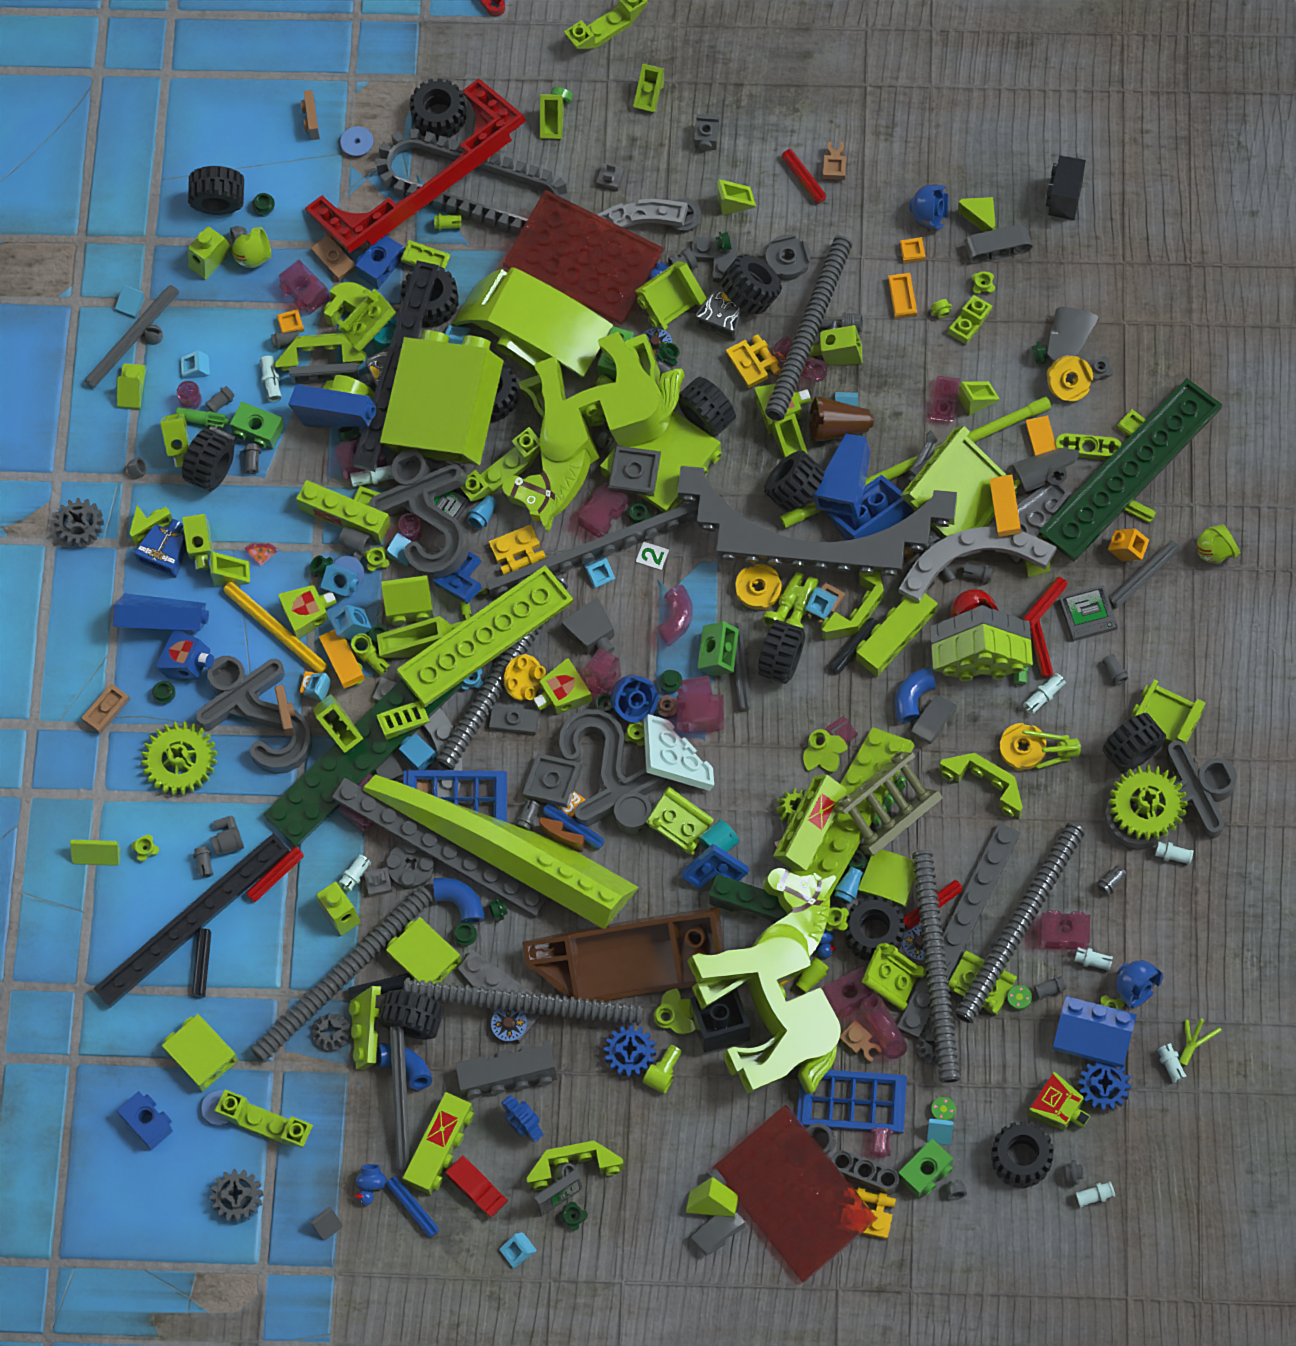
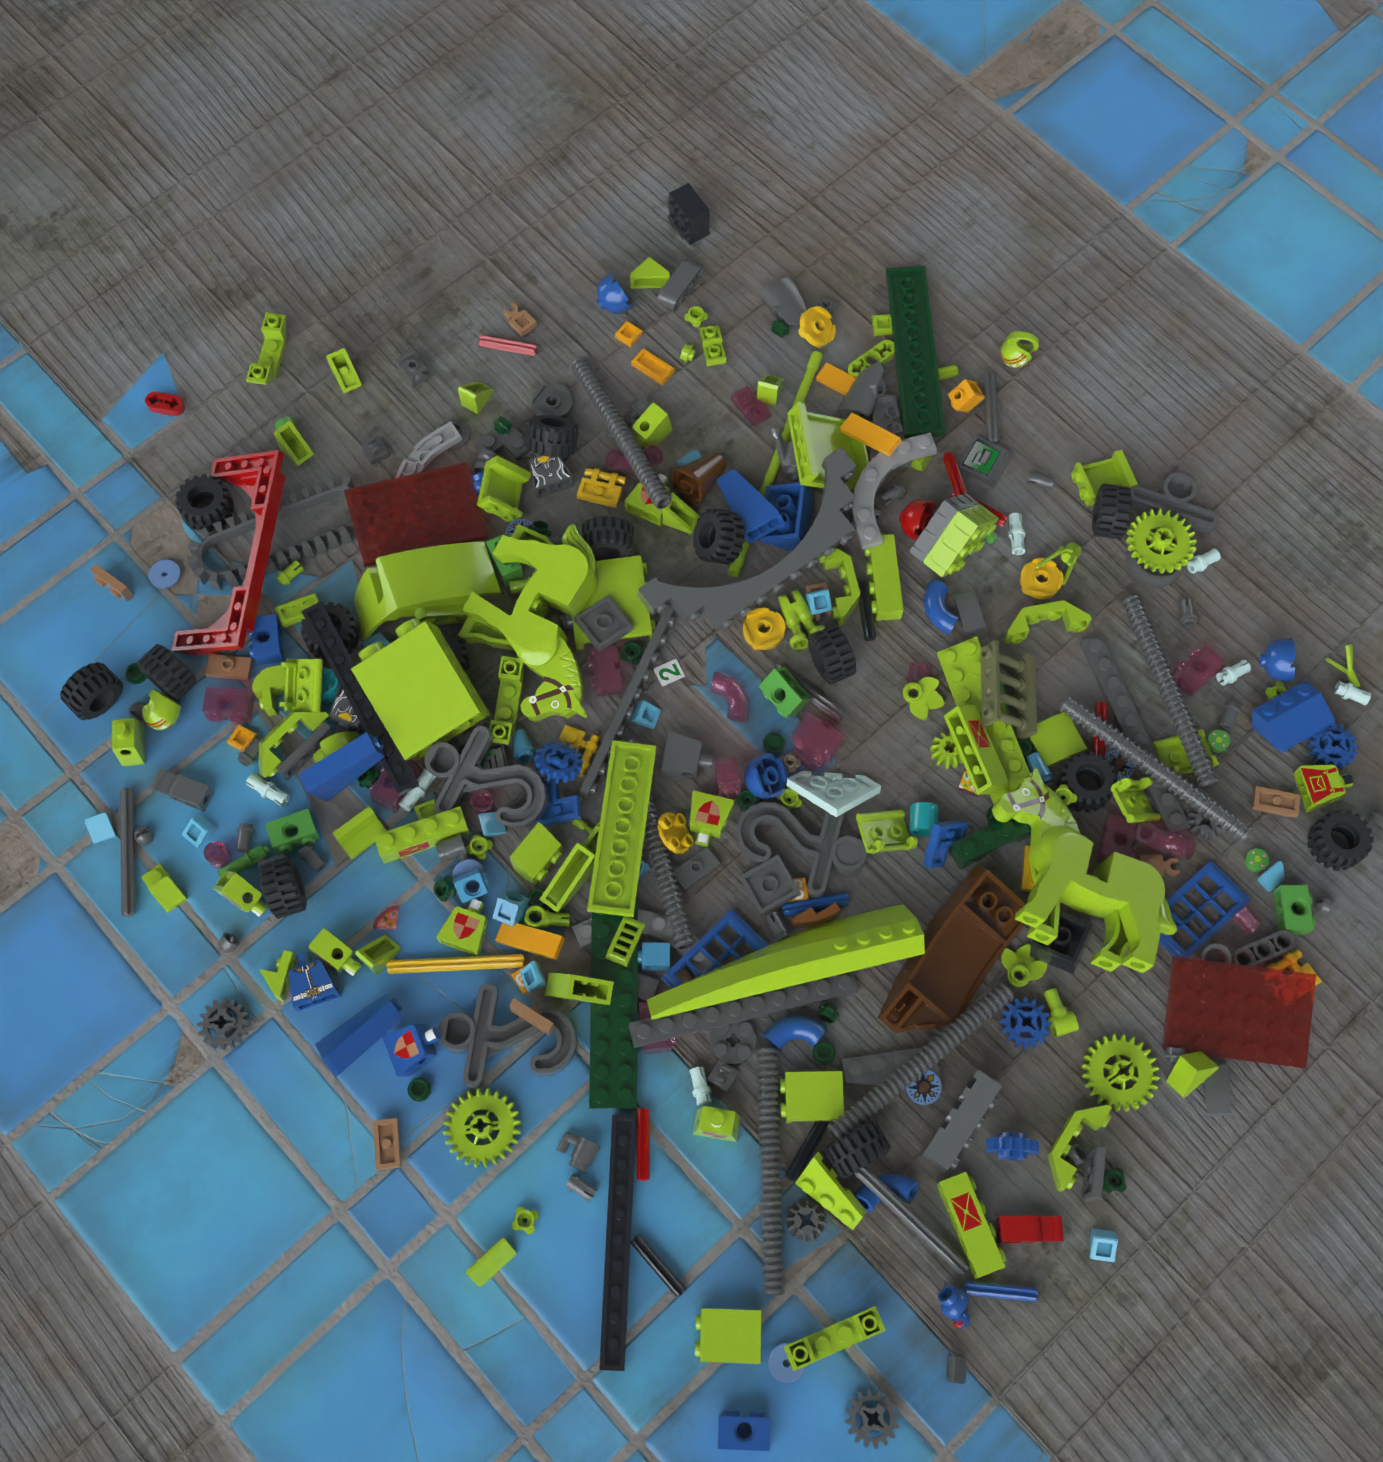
camera: 50 degrees left, 0 degrees up
(211, 324) = (182, 789): none -> dark grey piece
(281, 222) = (167, 672): none -> black tyre
(302, 467) = (359, 832): none -> lime panel
(491, 545) = (558, 761): none -> blue gear
(638, 1149) = (1136, 1058): none -> lime gear
(1008, 1082) = (1275, 802): none -> medium nougat plate

